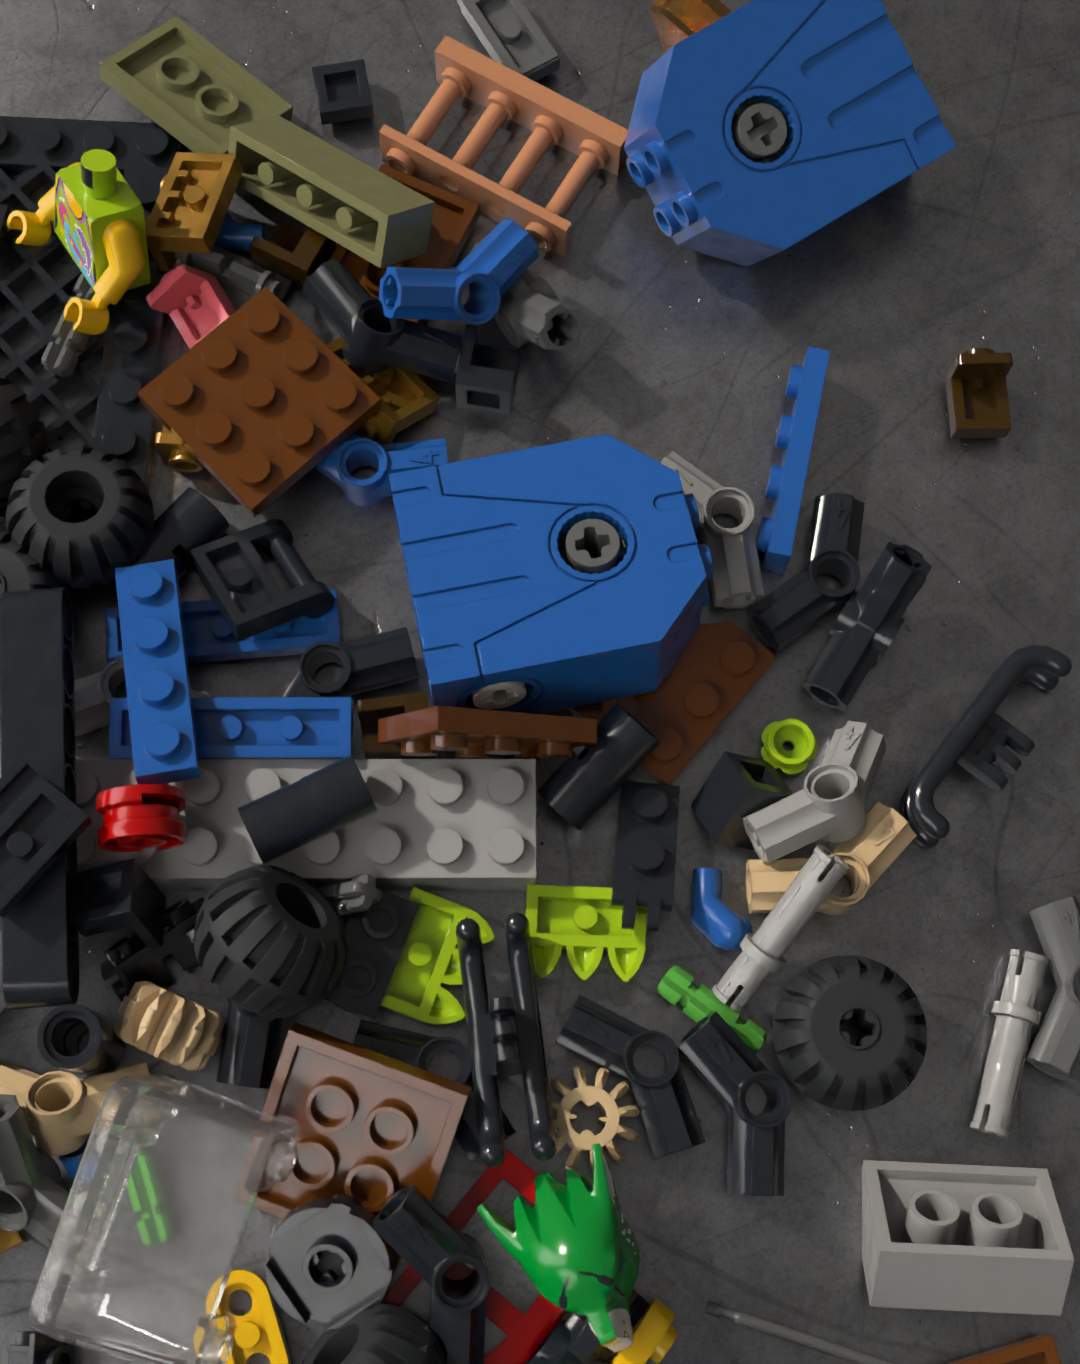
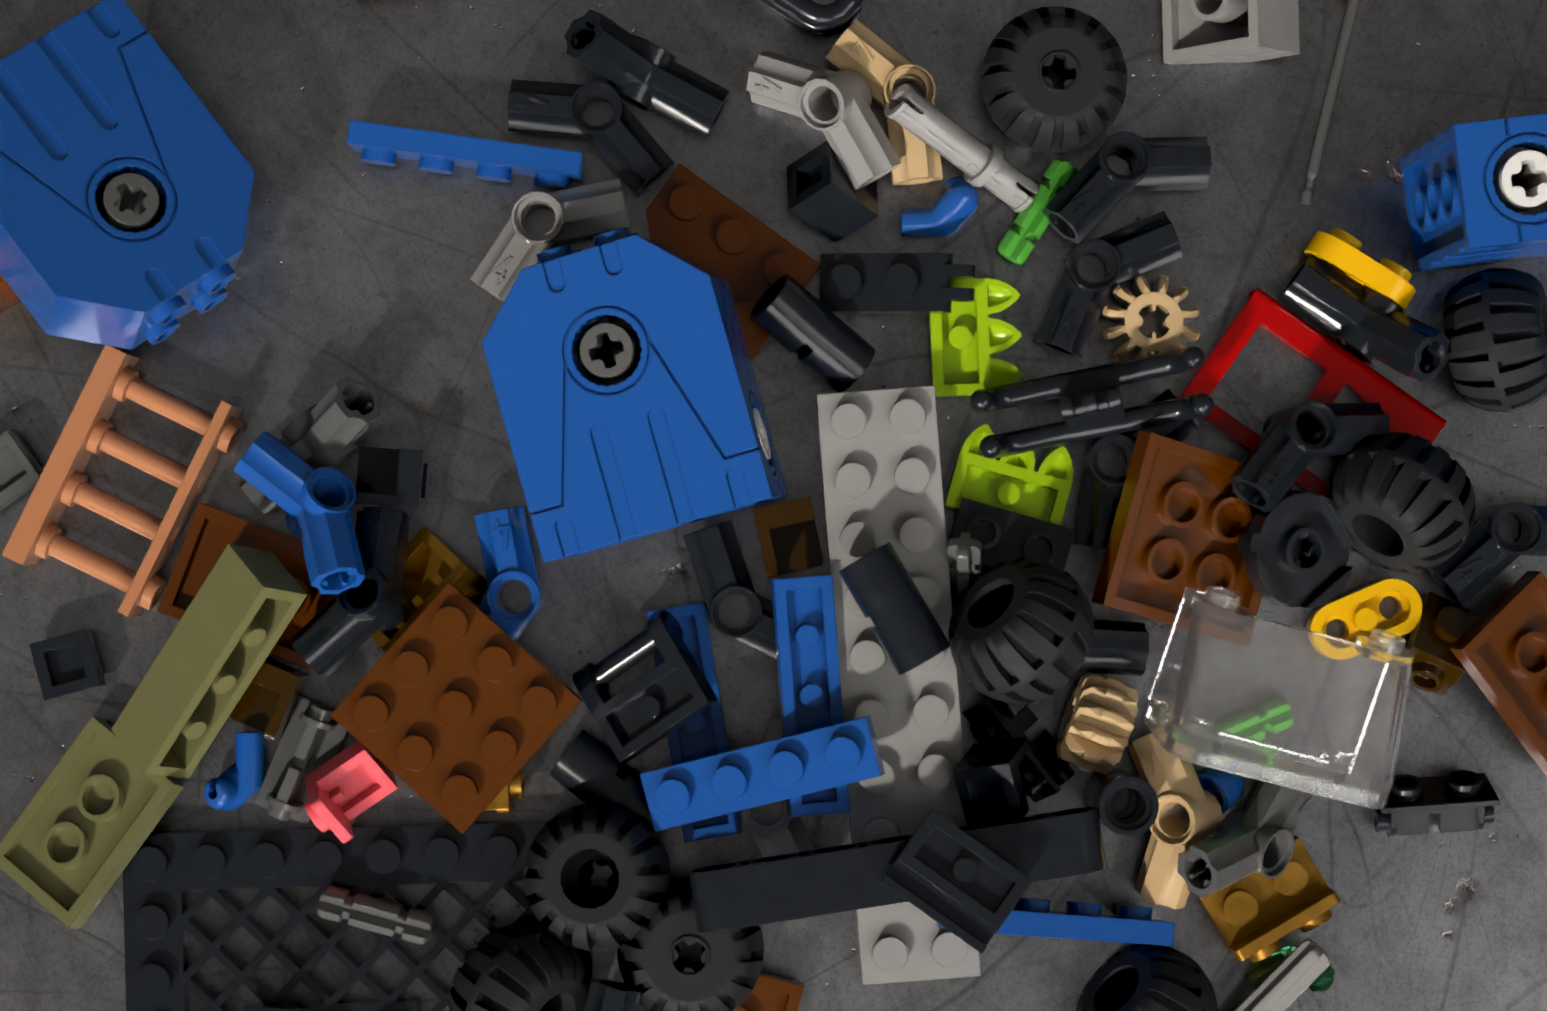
camera: 90 degrees left, 15 degrees up
(100, 228) = (279, 896): torso -> none
(141, 818) = (919, 765): red wheel -> none
(191, 205) = (236, 806): pearl gold bracket -> none
(486, 732) = (800, 435): reddish brown plate -> none
(575, 1248) = (1274, 324): green piece -> none
(791, 731) = (770, 132): lime plate -> none

